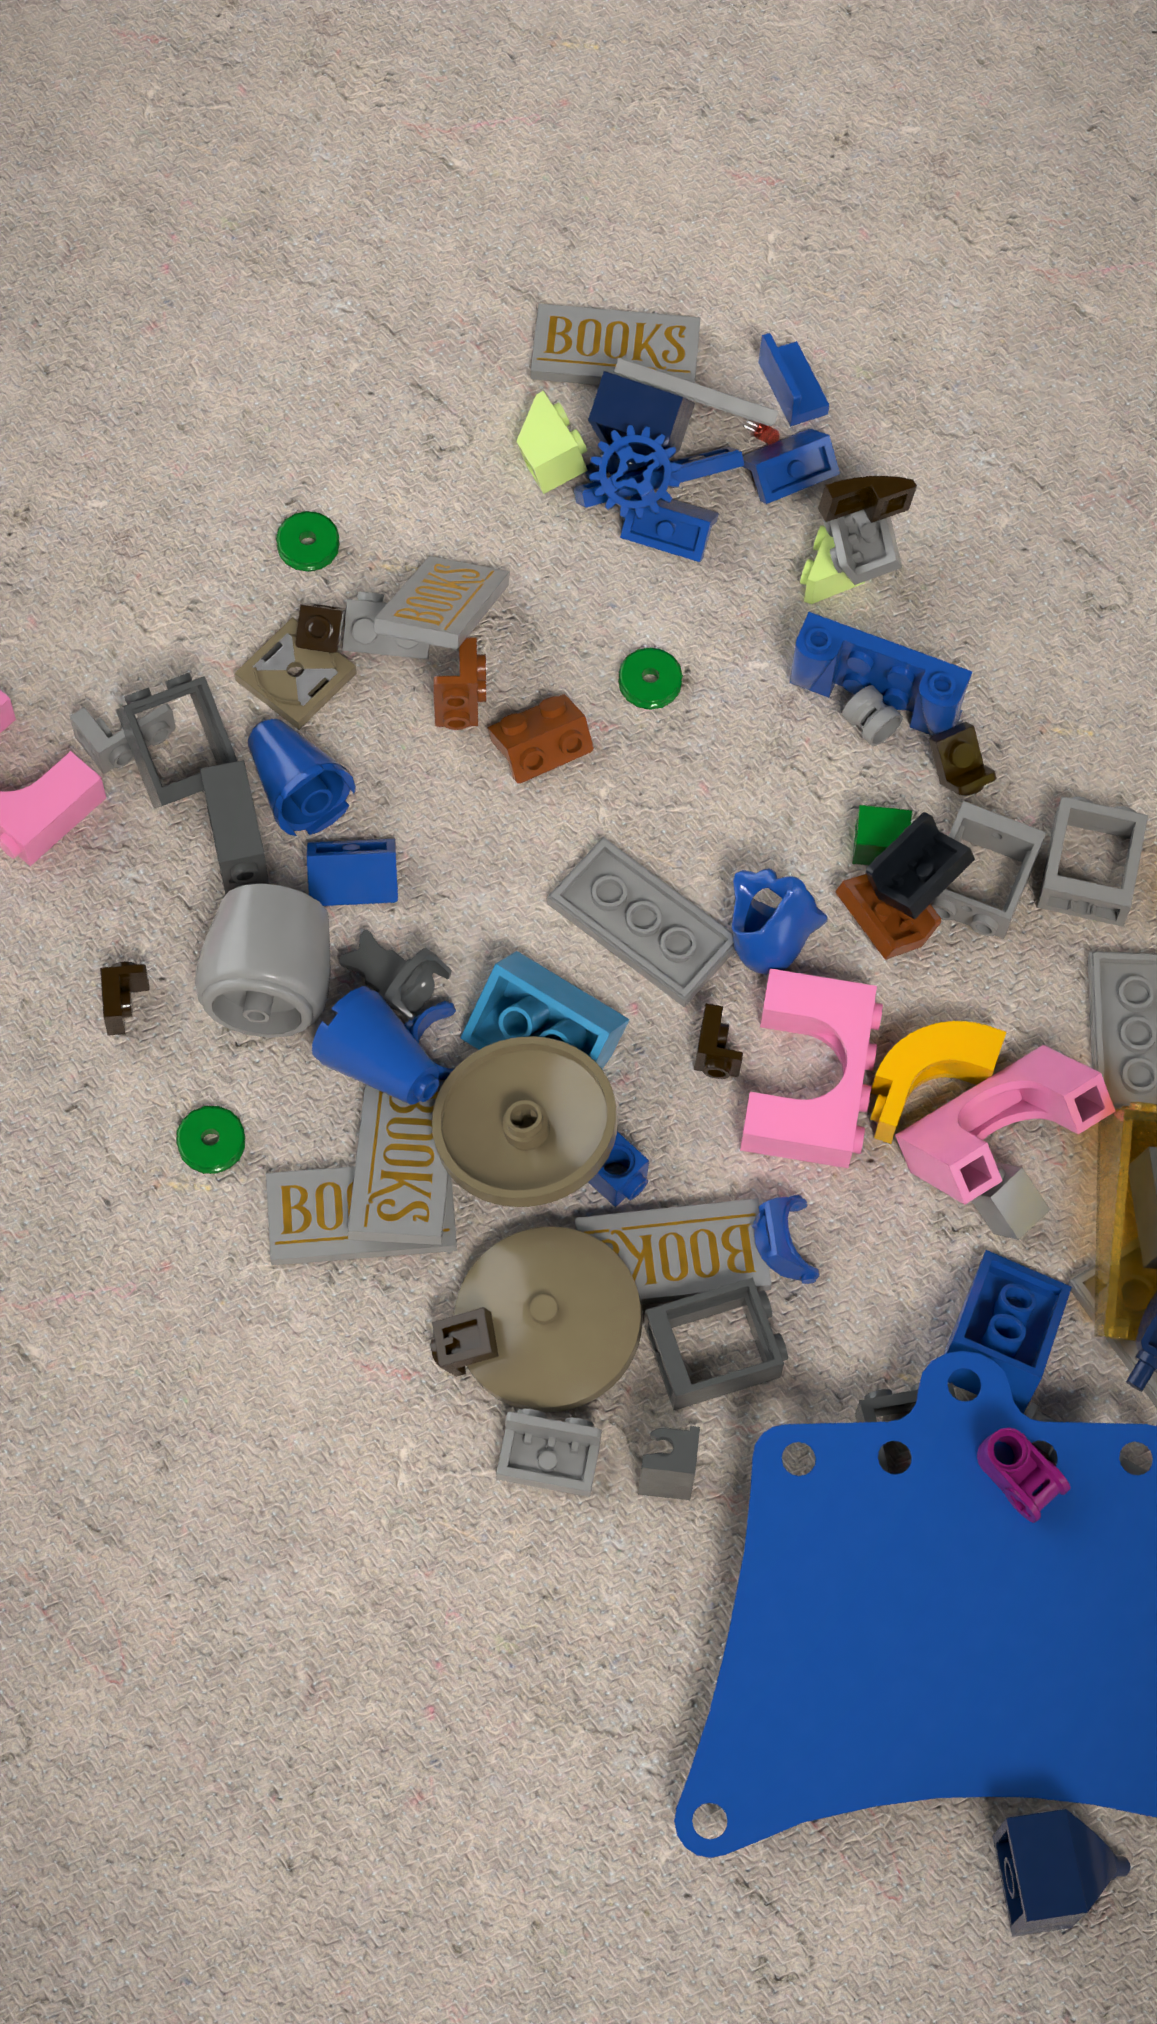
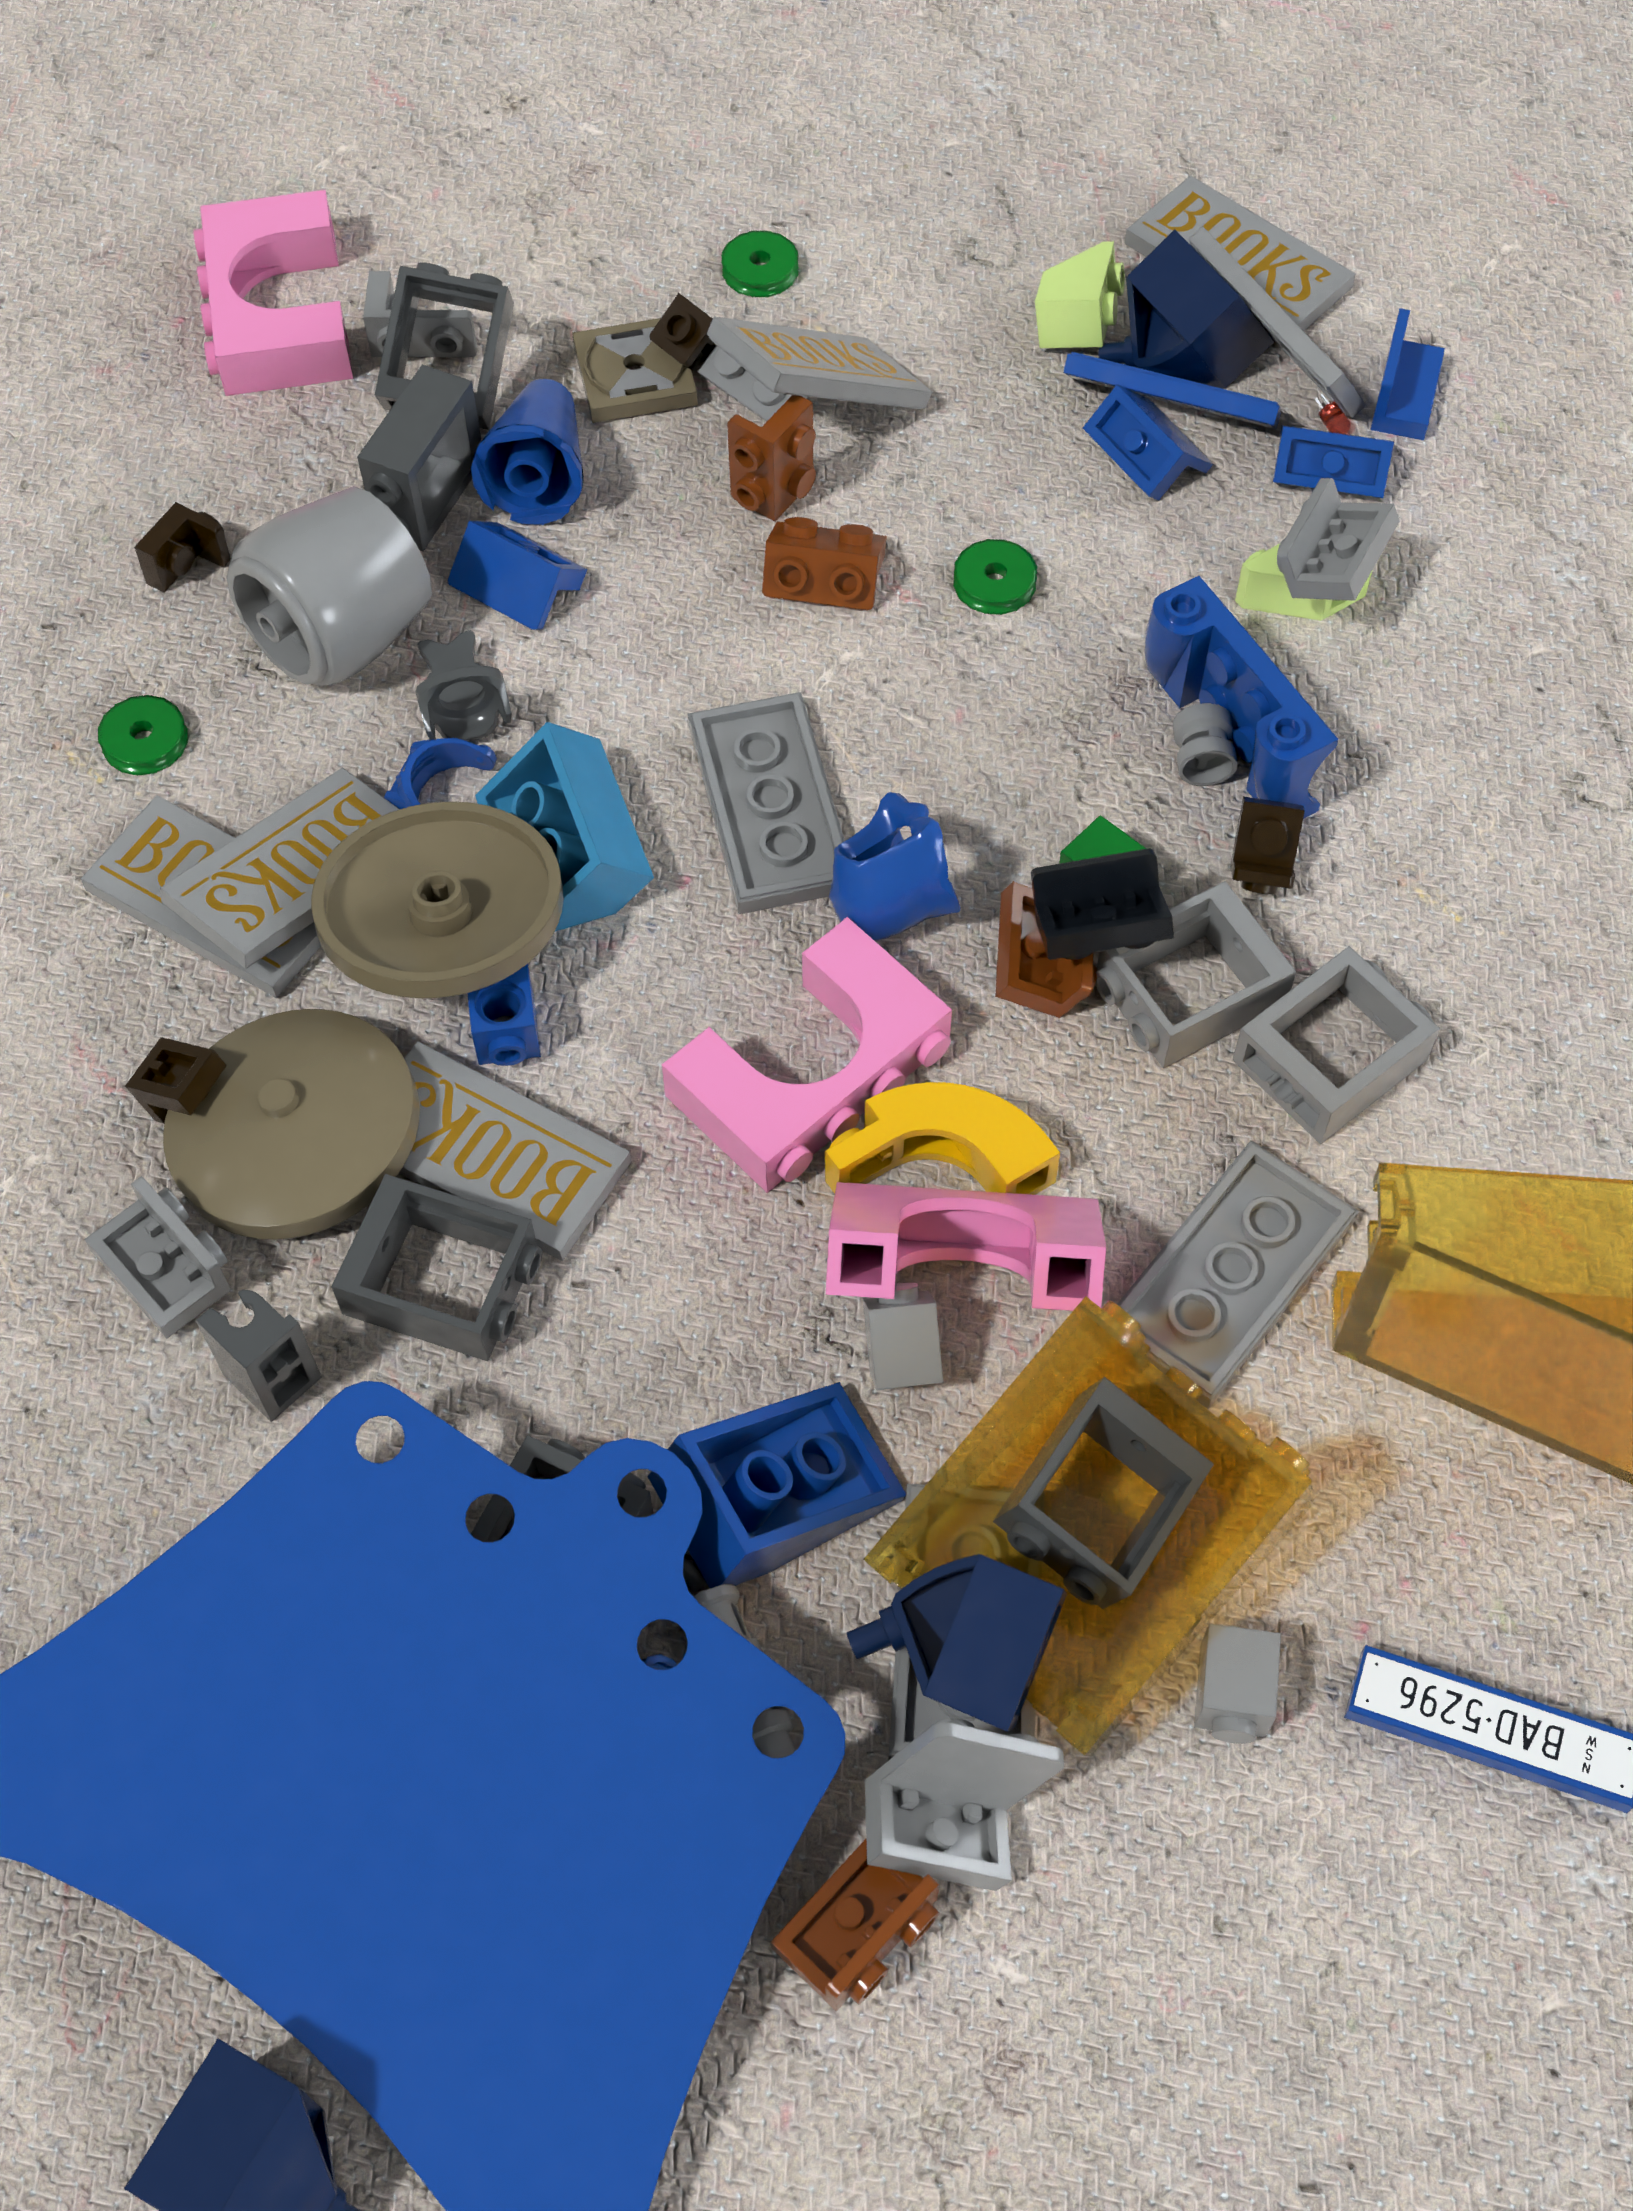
camera: 40 degrees right, 5 degrees down
(375, 1048) = (358, 727): blue cone -> none
(626, 455) = (1115, 340): blue gear -> none
(711, 1052) = (722, 959): dark brown bracket -> none
(775, 1242) = (594, 1205): blue helmet -> none
(875, 495) = (1381, 500): dark brown slope -> none
(1023, 1475) = (609, 1652): magenta piece -> none

